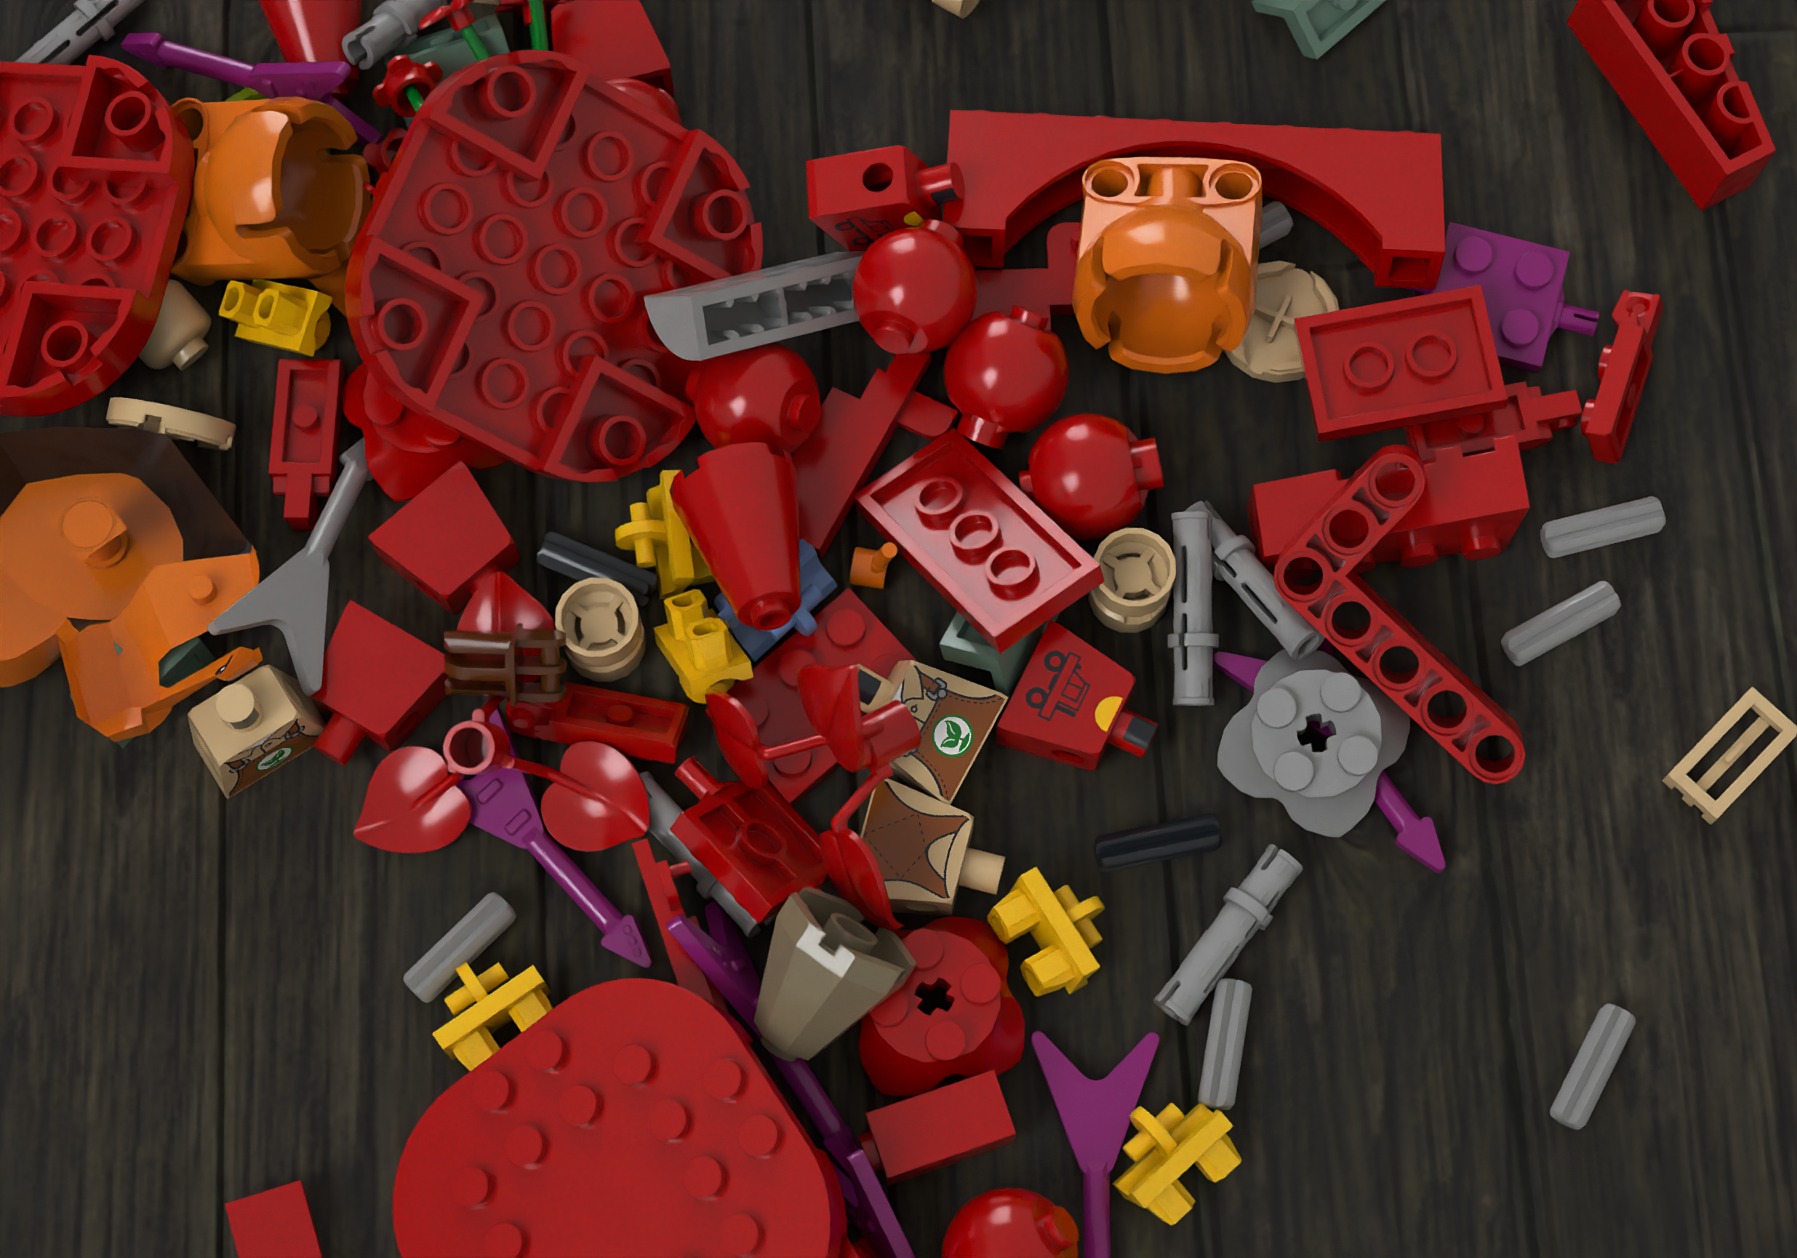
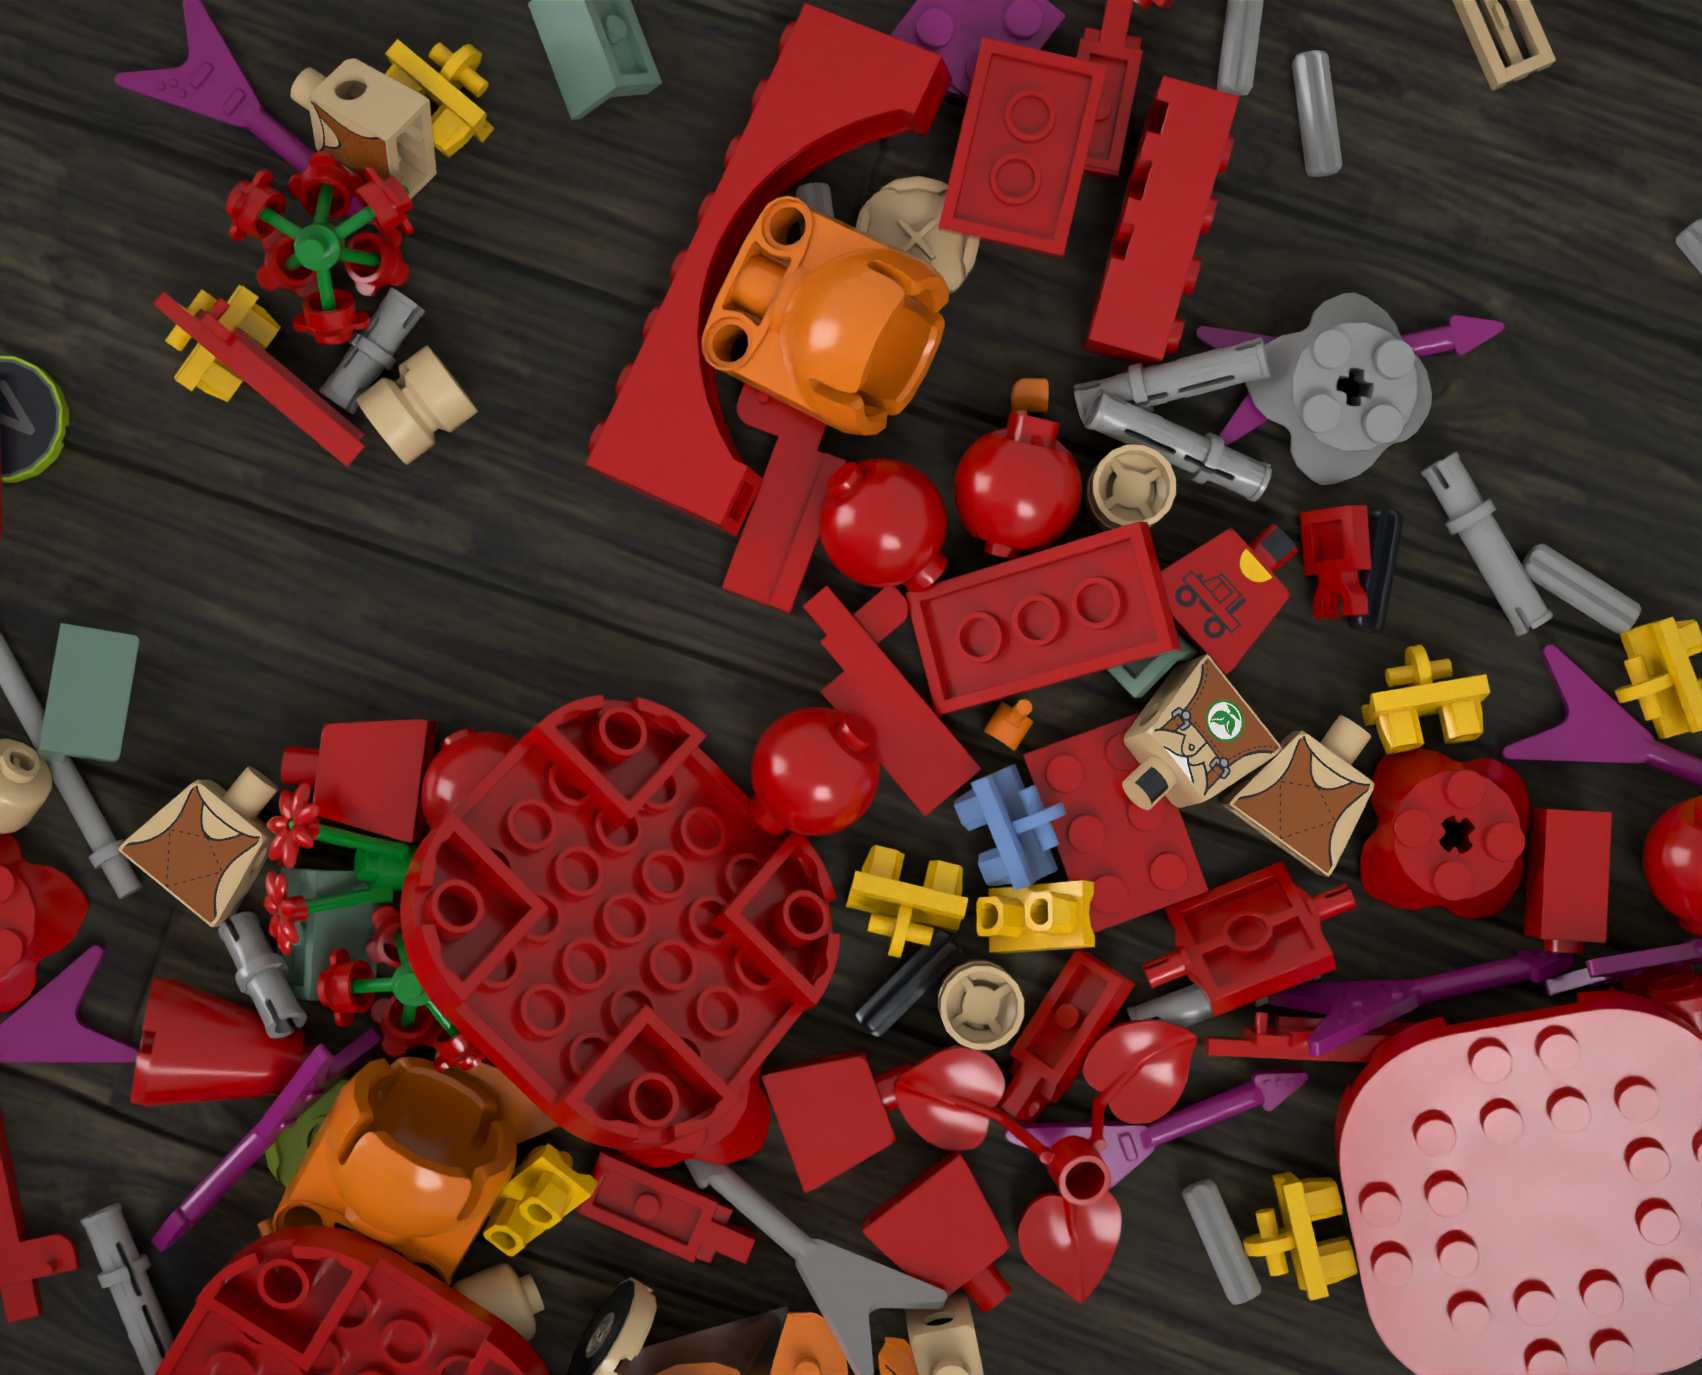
camera: 75 degrees left, 15 degrees up
(496, 664) = (994, 1110): reddish brown arm -> none
(746, 528) = (965, 836): red cone -> none
(756, 306) = (731, 723): light grey brick -> none
(824, 974) = (1412, 922): dark tan cone -> none
(857, 743) = (1222, 826): red plant -> none
(877, 192) = (659, 570): red torso -> none
(915, 288) = (775, 577): red brick -> none
(1155, 794) = (1335, 550): none -> red plate
(1182, 469) = (1030, 395): none -> orange hand
(1386, 626) = (1282, 279): red beam -> none

